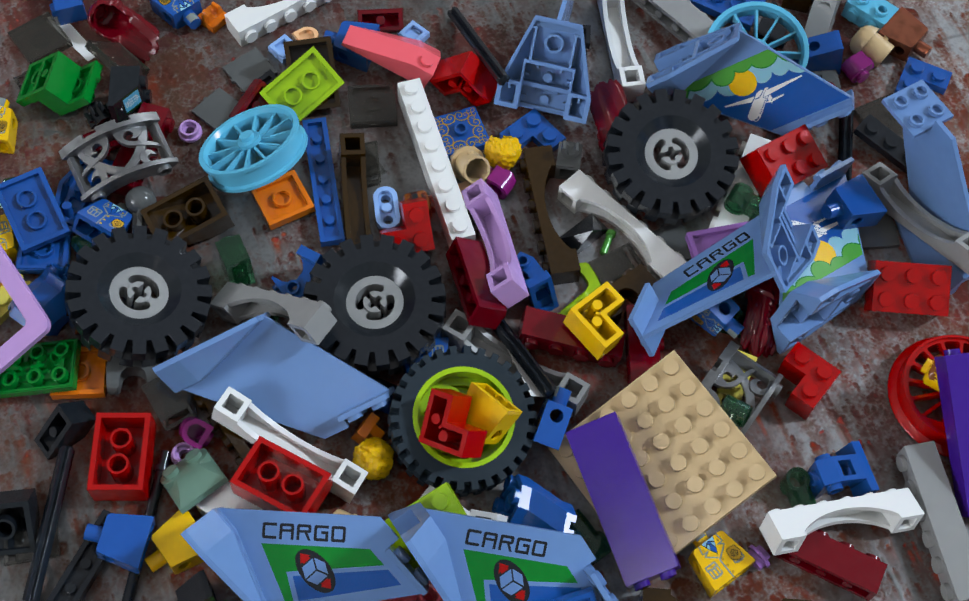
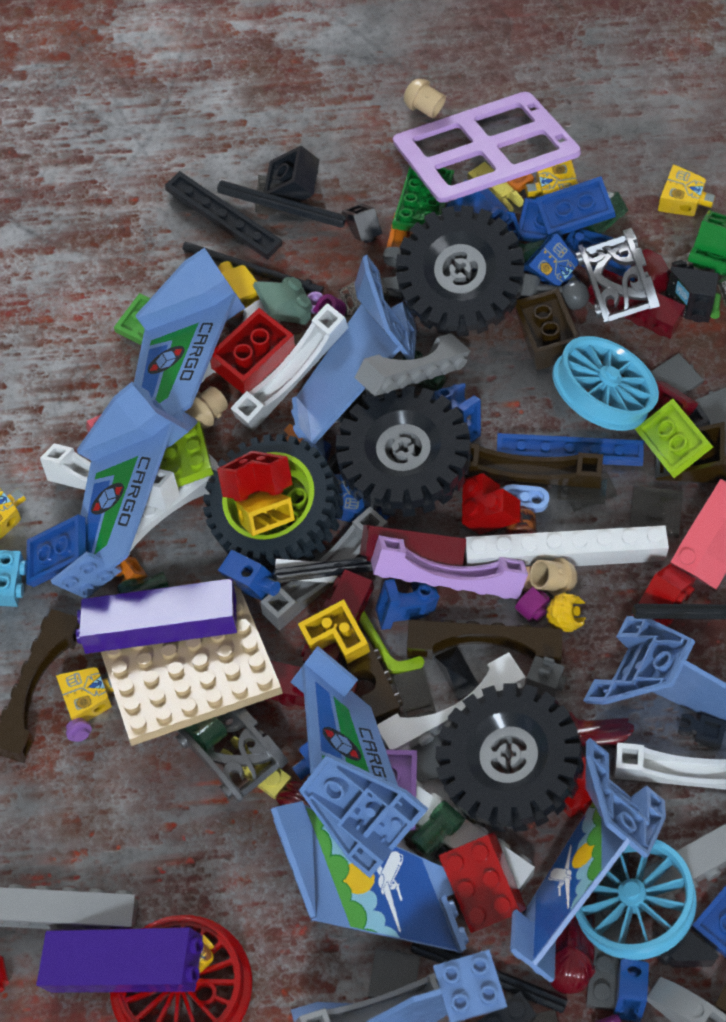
camera: 110 degrees right, 0 degrees up
(122, 457) = (321, 254): red brick -> none
(122, 539) = (245, 245): blue torso -> none
(190, 126) = (652, 342): lavender plate -> none
(235, 260) = (487, 356): clear green brick -> none
(283, 200) = (552, 414): orange plate -> none
(374, 457) = (261, 427): yellow piece -> none
(461, 129) = (605, 586): blue plate -> none
(533, 505) = (171, 545): blue brick -> none
(536, 129) = (596, 658): blue plate -> none
(610, 234) = (451, 699): bright green piece -> none
(801, 494) = (119, 787): clear green piece -> none
(810, 375) = (235, 839): red brick -> none
(828, 476) = (128, 805): blue tile -> none
(838, 564) = (56, 790): dark red brick -> none
(854, 204) = (408, 930): blue torso -> none
(892, 509) = (81, 741): white arch -> none
(909, 288) = (303, 966): red brick -> none

